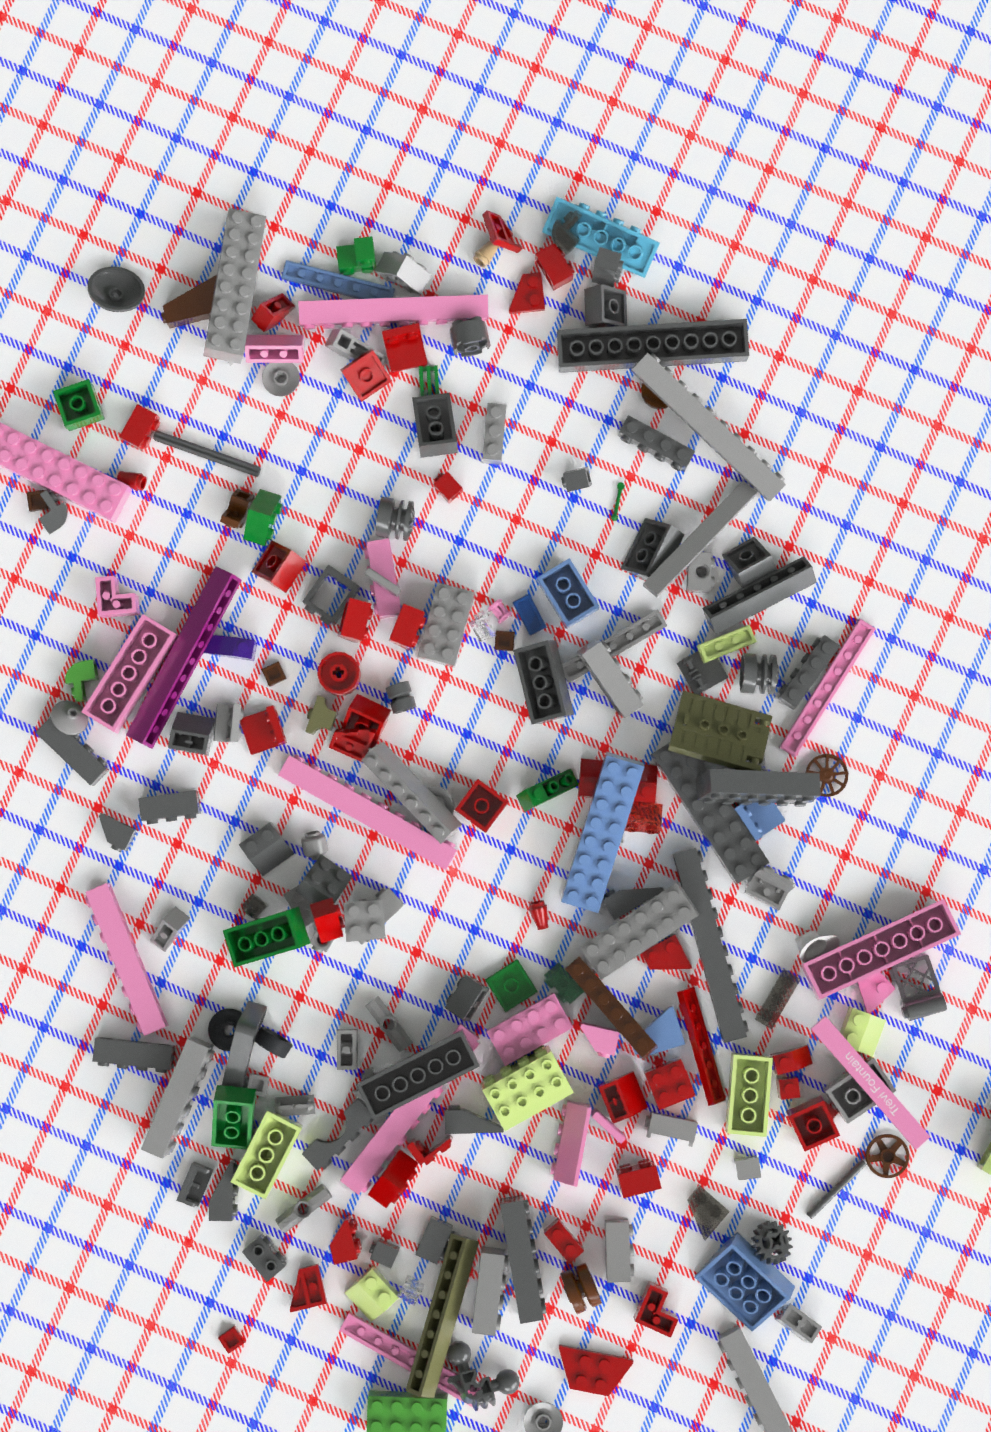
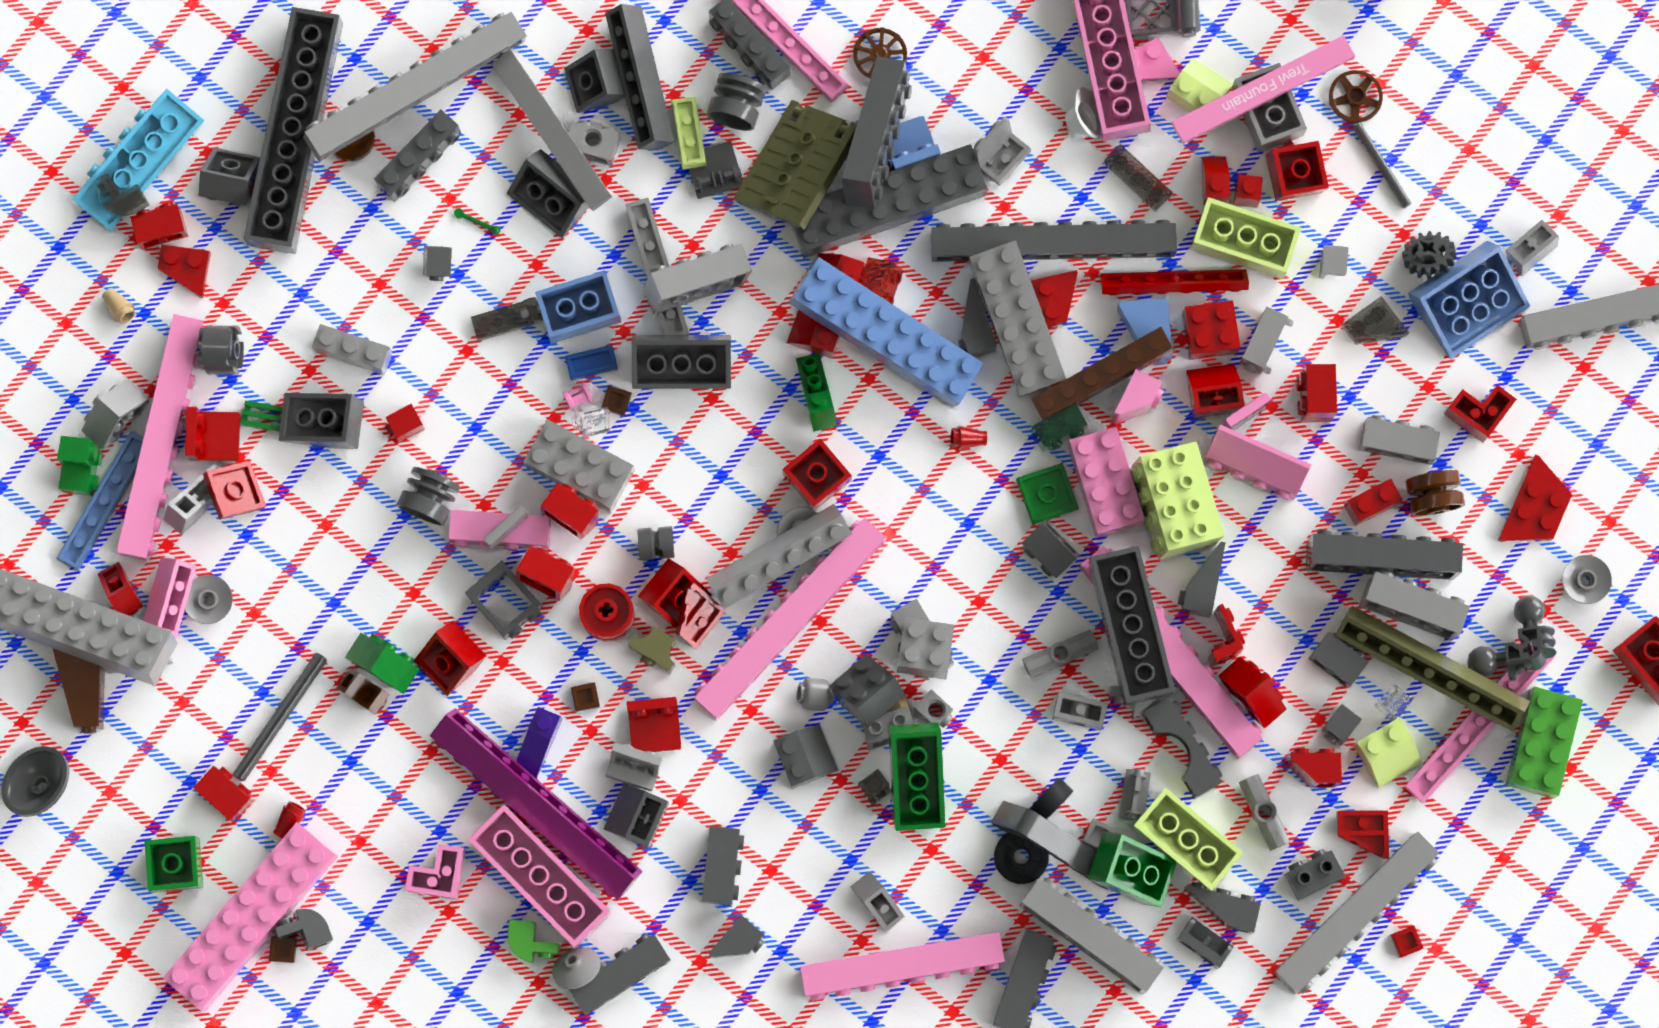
camera: 80 degrees left, 5 degrees down
(243, 1296) = (1355, 913): none -> light grey brick
(326, 920) = (914, 692): red brick -> none
(499, 232) = (96, 282): red wing -> none
(546, 541) = (506, 319): none -> clear smoke plate
(607, 267) = (181, 158): dark grey brick -> none

